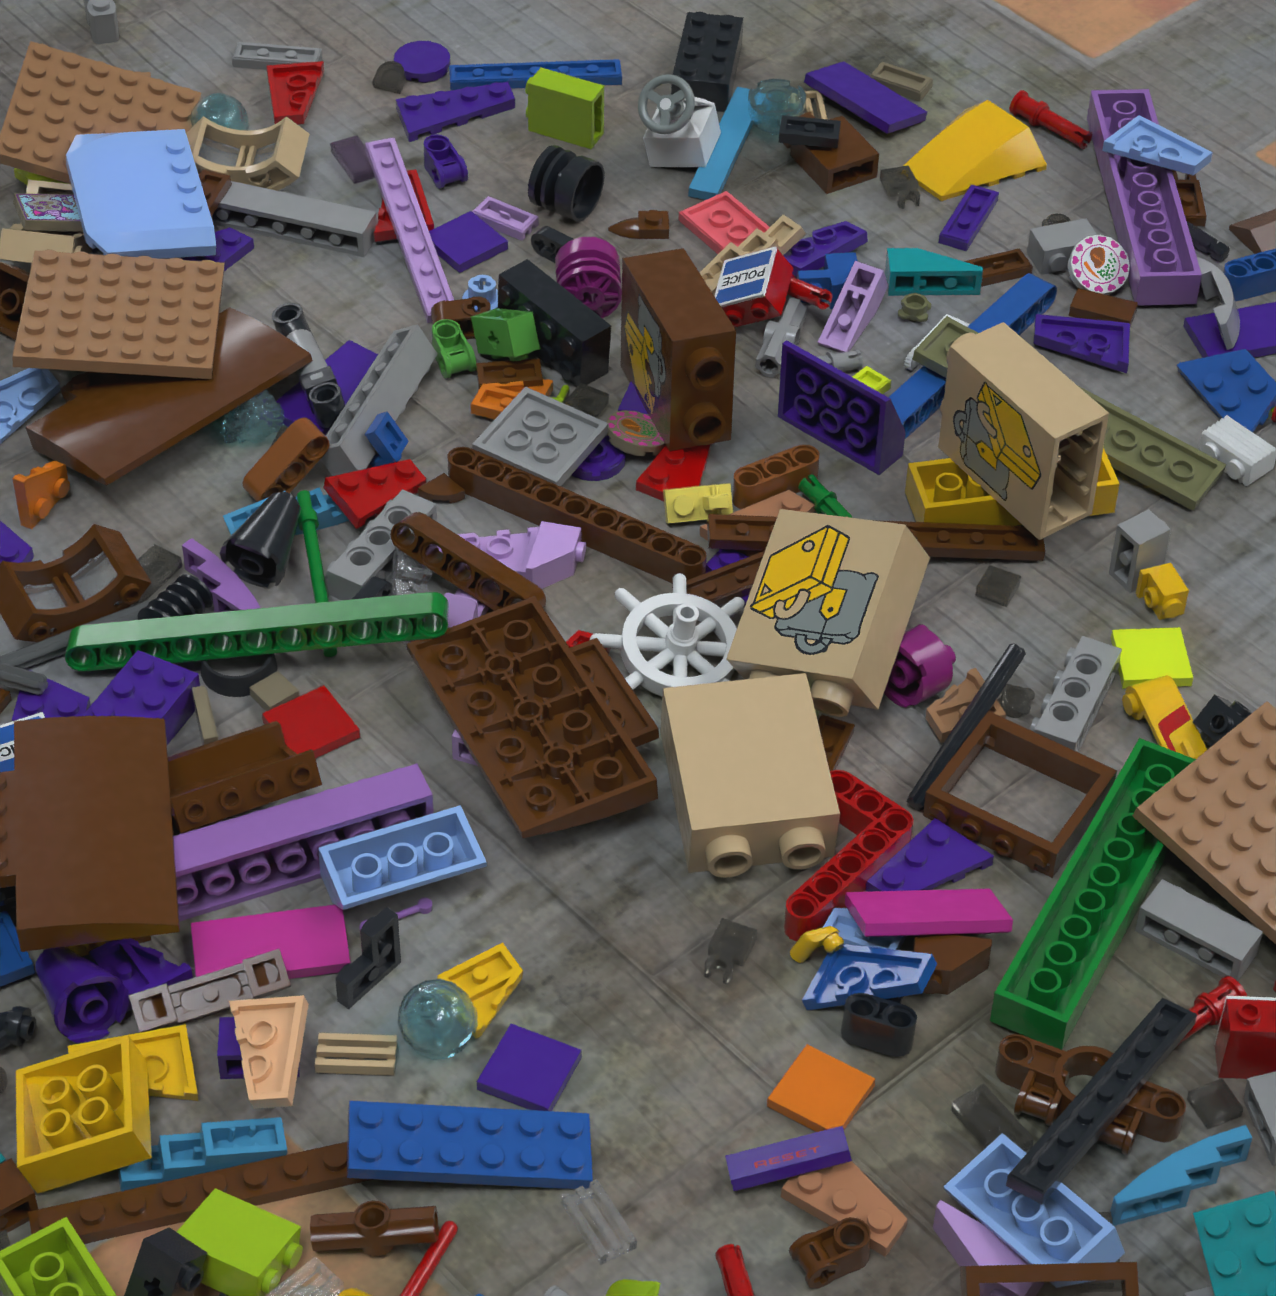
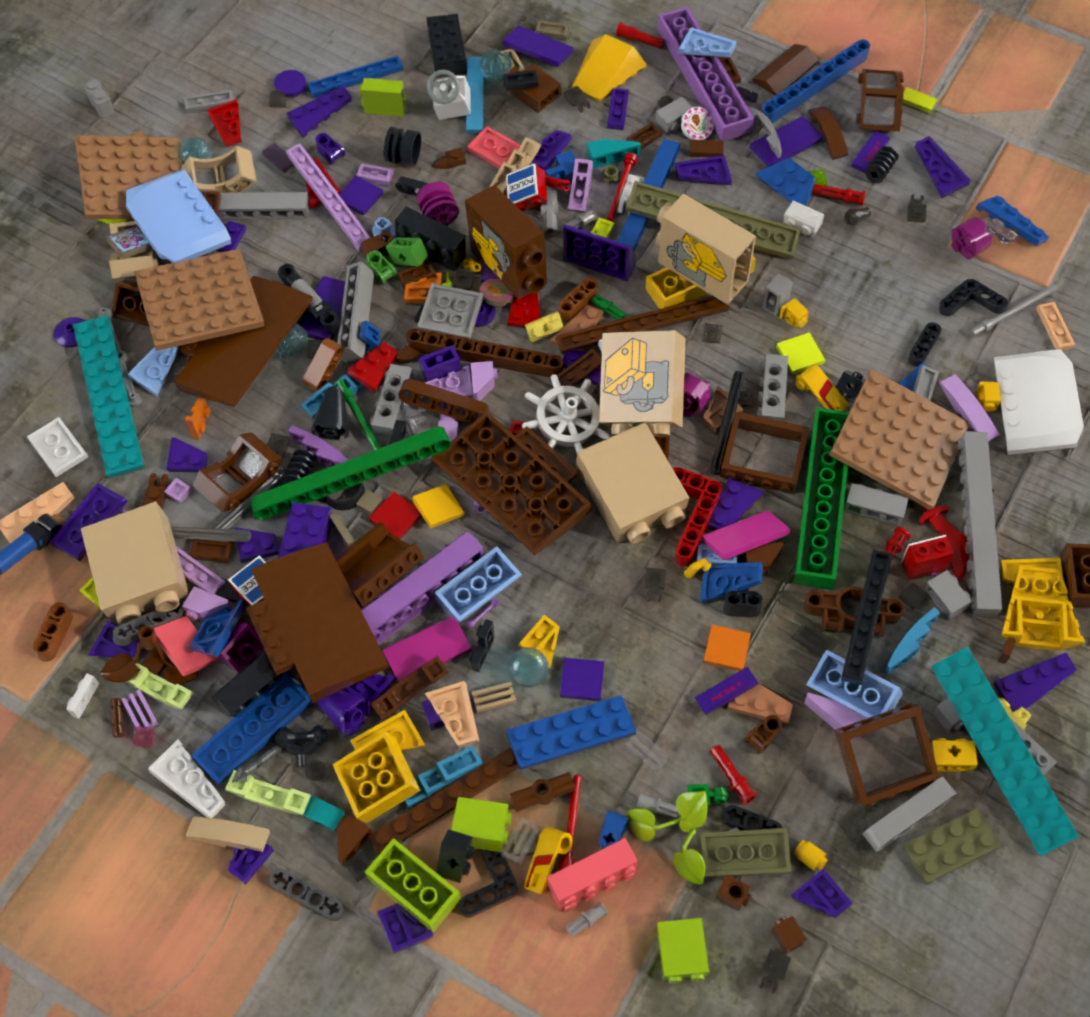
camera: 15 degrees left, 15 degrees up
(390, 727) = (438, 506): none -> yellow tile
(488, 510) = (439, 363): none -> dark purple brick
(611, 382) = (470, 263): none -> yellow arm
(955, 296) = (629, 162): none -> red piece

